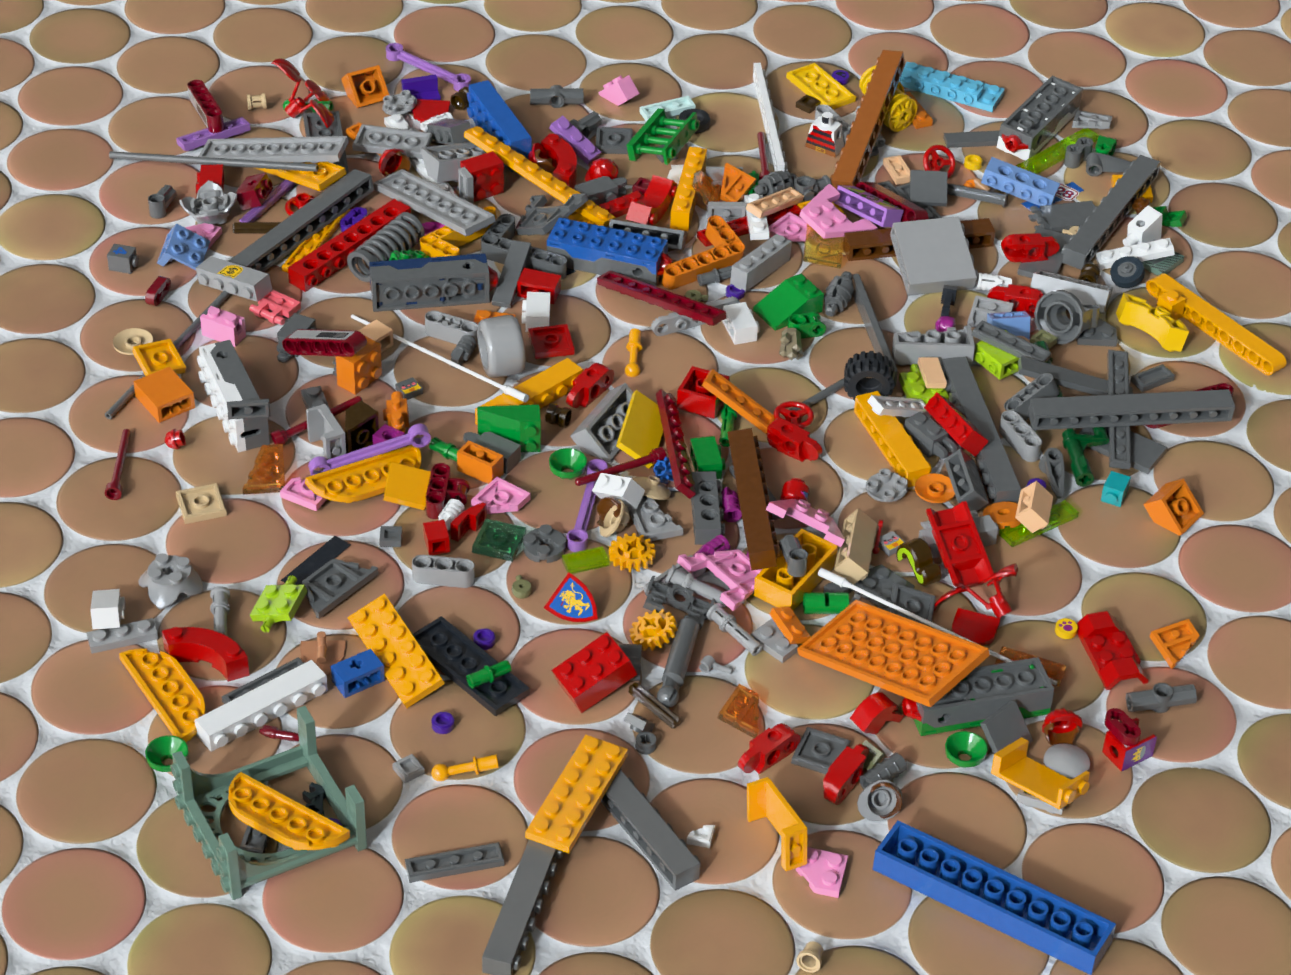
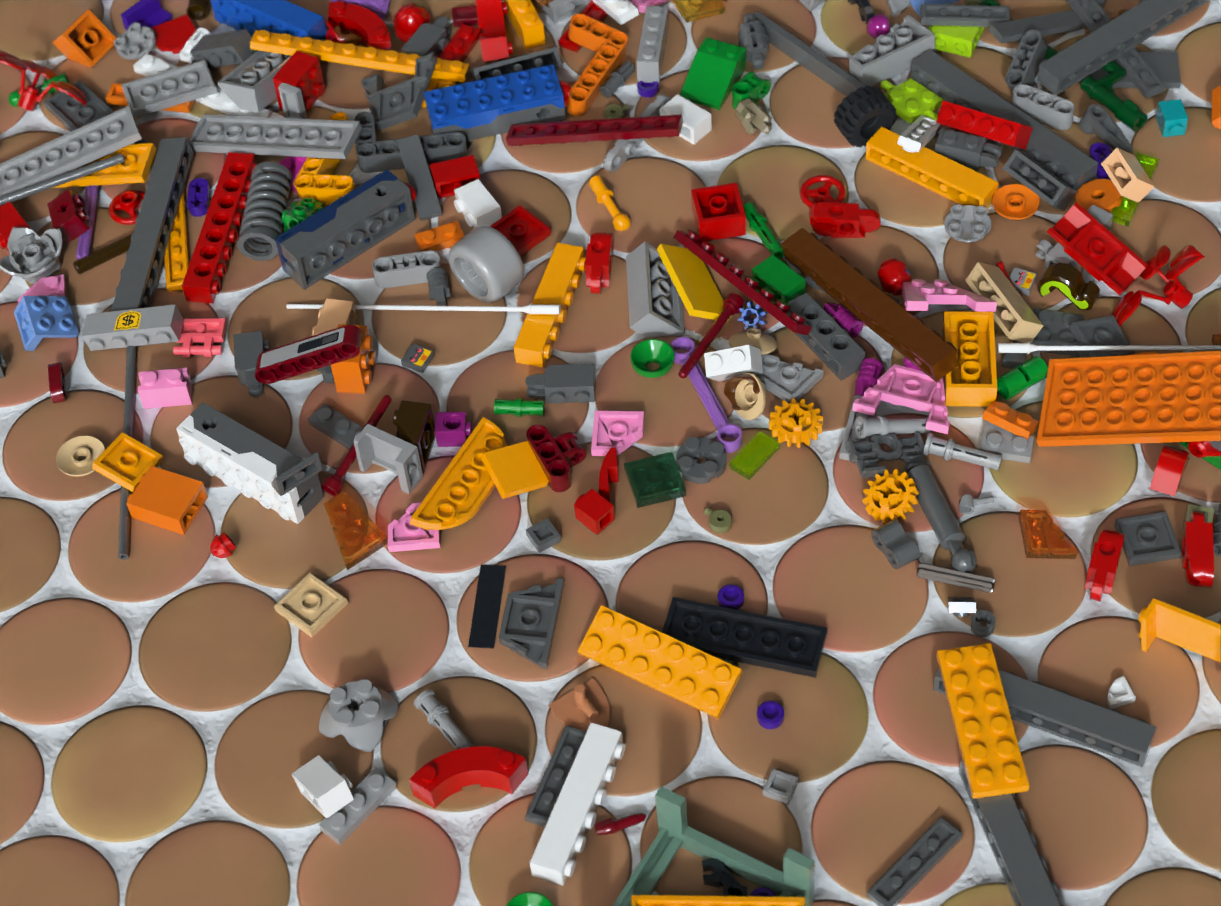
camera: 25 degrees left, 10 degrees up
(114, 489) = (204, 639): dark red piece -> none
(167, 689) = (463, 842): light orange plate -> none
(278, 603) = (494, 675): lime plate -> none
(357, 673) = (642, 709): blue brick -> none
(373, 450) = (486, 409): medium lavender piece -> none
(393, 161) = (190, 110): red piece -> none
(397, 411) = (437, 392): orange piece -> none
(441, 772) = (816, 771): light orange pin -> none
(443, 571) = (646, 539): light grey beam -> none
(451, 511) = (582, 476): white hinge -> none
(480, 462) = (568, 404): orange brick -> none
(488, 673) = (779, 636): green axle -> none
(514, 423) = (573, 342): green slope -> none
(558, 415) = (591, 308): dark brown wheel -> none
(572, 601) = (788, 508): shield -> none
(594, 672) = (881, 576): red brick -> none
(738, 400) = (766, 204): orange plate -> none
(794, 555) = (975, 347): dark grey piece -> none
(823, 394) = (825, 154): dark grey bar -> none
(932, 372) = (913, 82): light nougat tile -> none
(975, 626) = (1170, 328): red tile -> none

